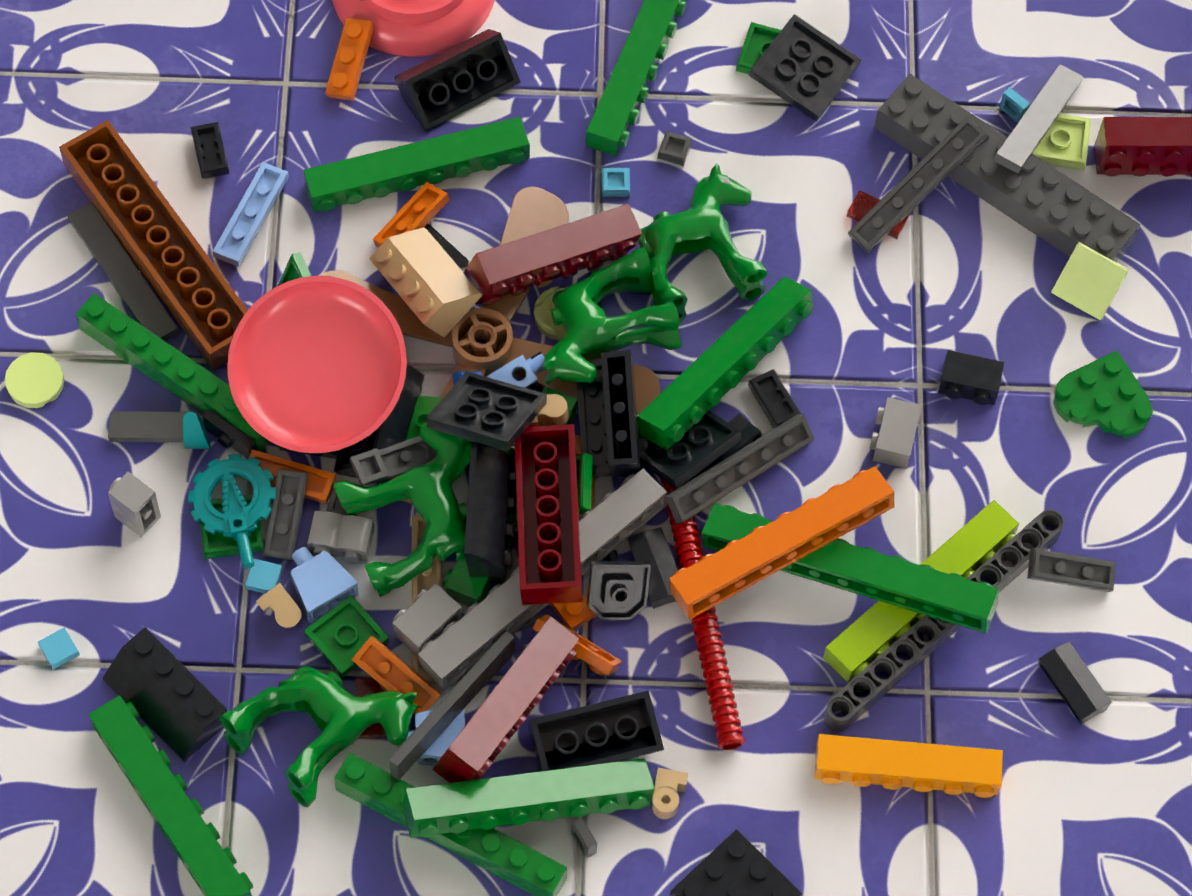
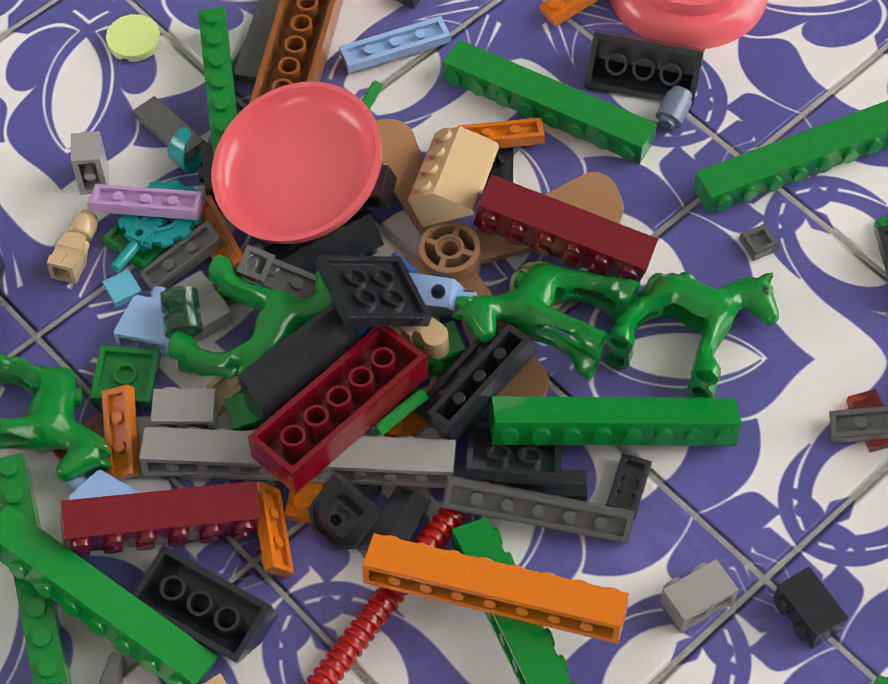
camera: 50 degrees right, 5 degrees down
(192, 579) = (72, 248): none -> tan piece
(216, 495) = (146, 201): none -> lavender tile
(286, 610) = (105, 315): tan leg -> none
(359, 554) = (181, 311): none -> clear green wheel
(452, 705) = (108, 483): dark grey tile -> none
(514, 93) = (674, 107): none -> sand blue brick
(615, 182) = (685, 229): medium azure tile -> none

